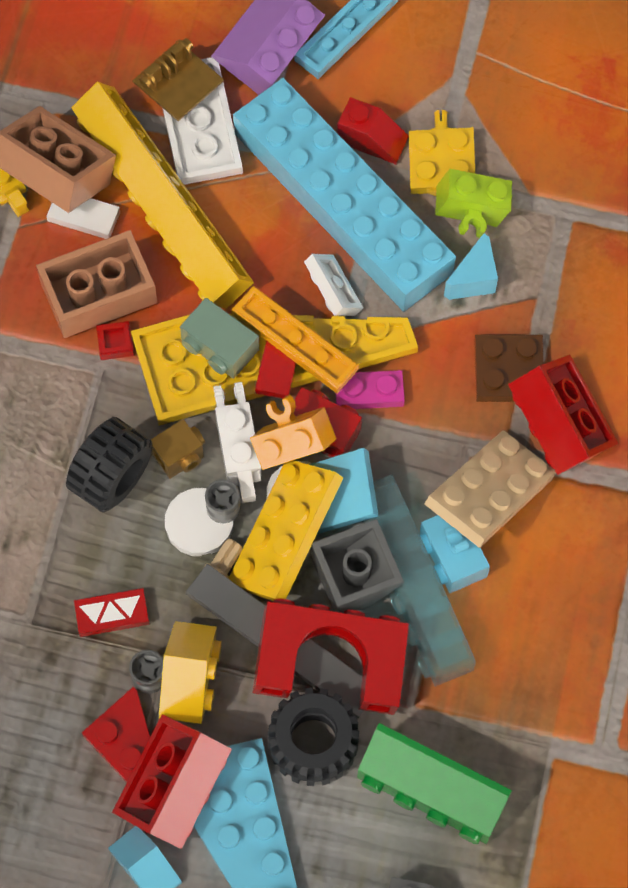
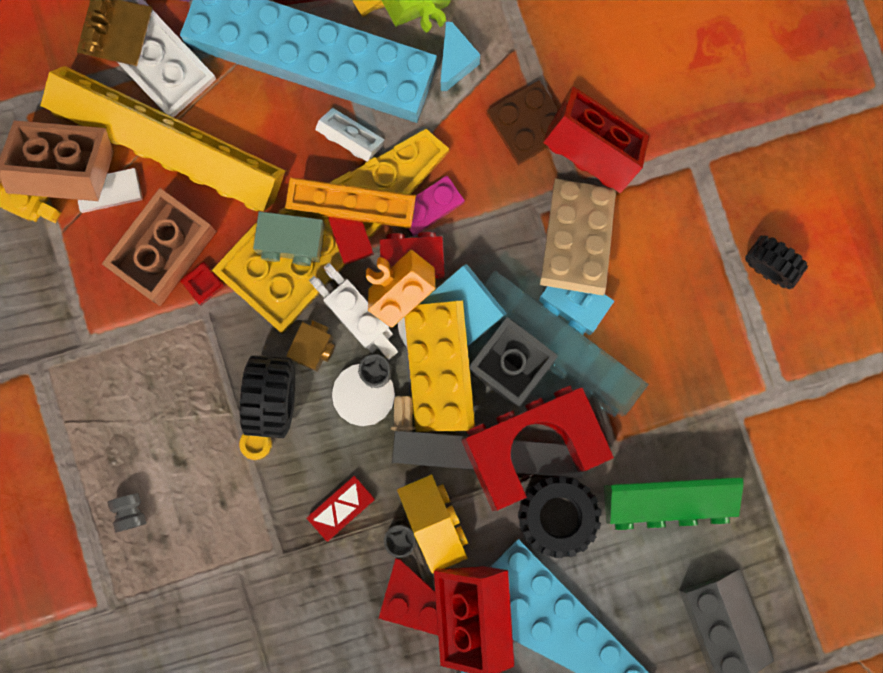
camera: 30 degrees left, 15 degrees up
(70, 509) = (255, 447): none -> yellow tile

